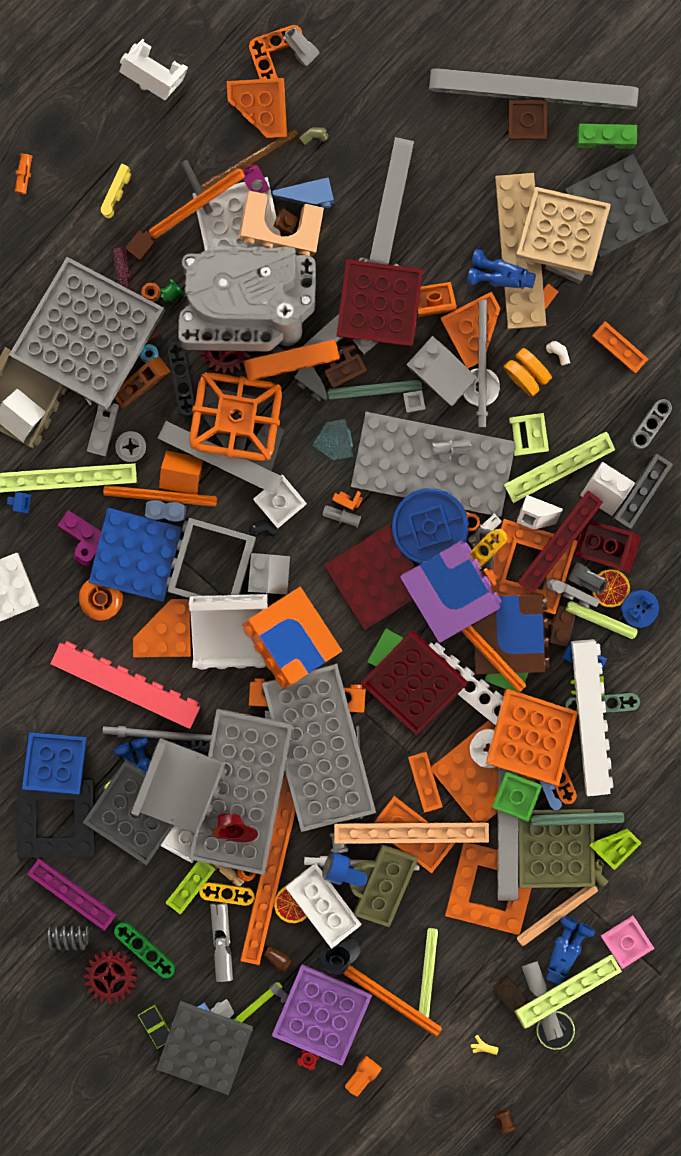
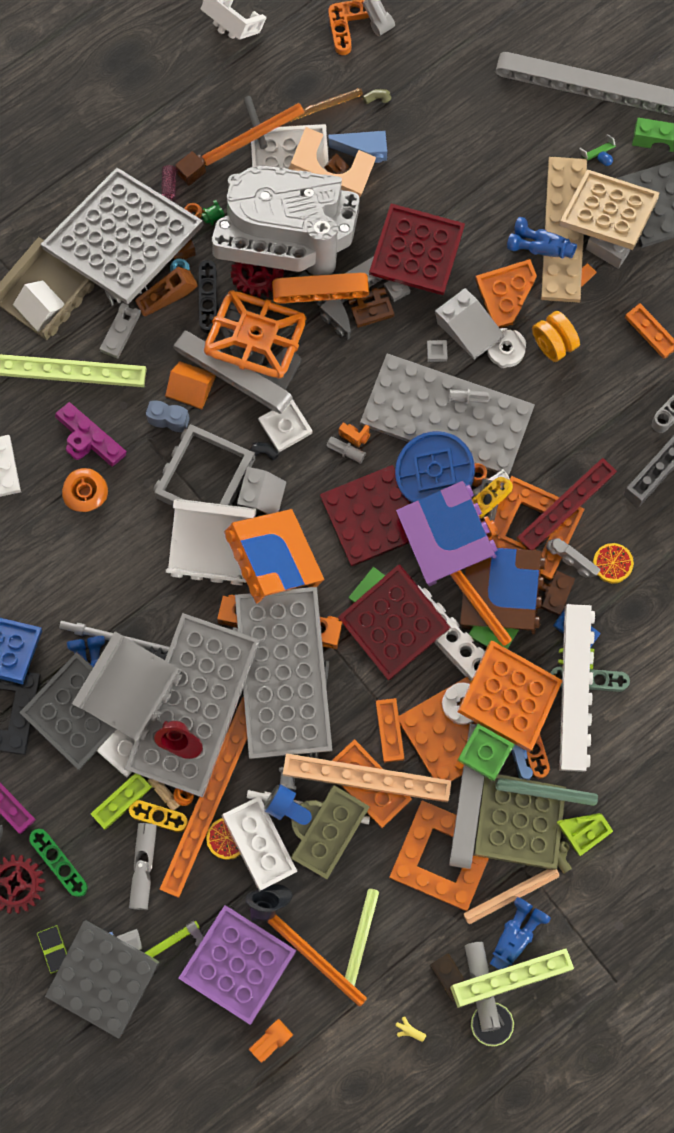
camera: 10 degrees right, 15 degrees down
(20, 503) = (23, 386): blue tile -> none
(23, 173) = (90, 89): orange pin -> none
(115, 192) = (175, 116): light yellow plate -> none
(125, 454) = (138, 346): light grey gear -> none
(126, 685) = (93, 581): coral brick -> none
(135, 554) = (127, 452): blue plate -> none
(164, 496) = (145, 398): orange axle -> none
(166, 633) = (145, 538): orange plate -> none
(253, 173) = (311, 118): magenta bracket -> none
(261, 104) = (331, 59): orange plate -> none
(278, 959) = (201, 896): reddish brown cone -> none
(303, 1059) = (220, 1011): red plate -> none
(335, 440) = (351, 375): clear light blue plate -> none
(374, 389) = (397, 334): sand green axle -> none
(391, 201) = (444, 161): light grey beam -> none
(436, 300) = (472, 261): orange slope -> none
(482, 413) = (504, 369): light grey bar -> none
(504, 1121) = (421, 1119): reddish brown bush -> none
(527, 120) = (587, 111): reddish brown plate -> none
(535, 433) = (555, 399): yellowish green plate -> none
(538, 513) = (548, 475): white slope -> none
(545, 161) = (603, 157): none -> piece
(559, 467) = (575, 435): yellowish green plate -> none
(560, 350) = (587, 321): white arm -> none
(585, 578) = (588, 546): dark grey piece -> none
(601, 620) = (599, 592): yellowish green axle -> none
(607, 546) = (615, 518): dark red slope -> none
(609, 487) = (626, 460): white slope -> none
(627, 942) = (584, 937): bright pink plate -> none
(646, 602) = (634, 593): blue plate -> none

